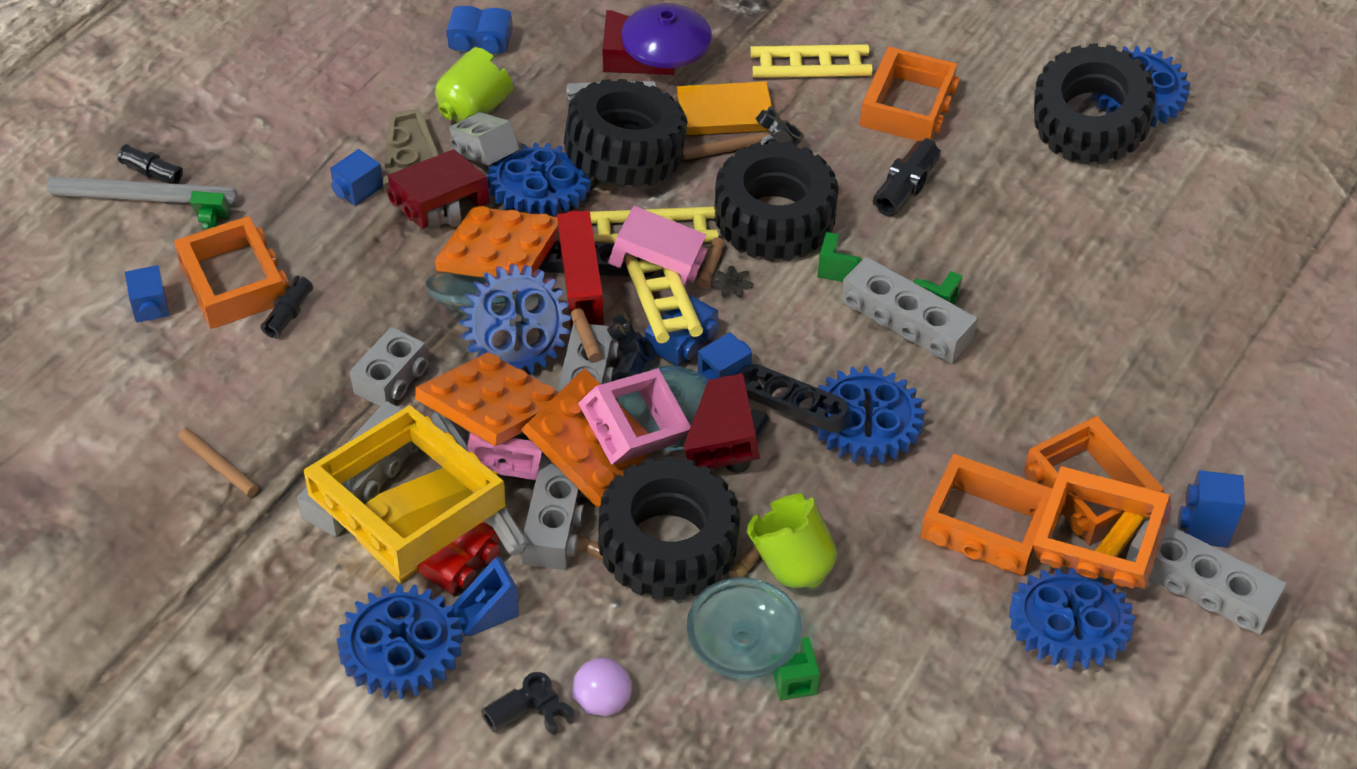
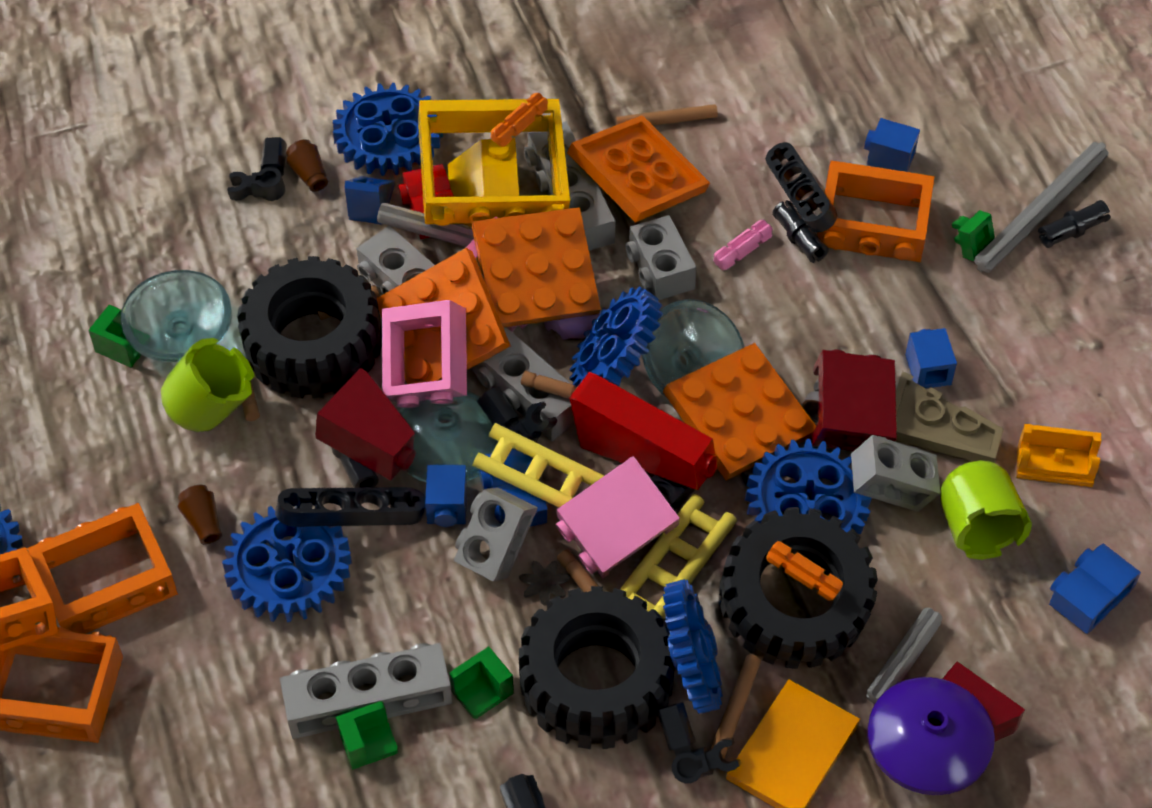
camera: 130 degrees right, 5 degrees up
(251, 317) = (800, 186): none -> black beam
(310, 420) = (638, 168): none -> orange plate
(328, 336) = (742, 245): none -> bright pink axle
(358, 470) = (519, 119): none -> orange axle
(385, 86) = (1058, 455): none -> light orange hinge
(491, 675) = (307, 164): none -> reddish brown cone
(602, 687) = (234, 221): lavender hair -> none
(629, 102) = (804, 571): none -> orange axle
(721, 143) = (692, 646): none -> blue gear
(736, 299) = (502, 539): none -> light grey brick
(881, 497) = (200, 512): none -> reddish brown cone

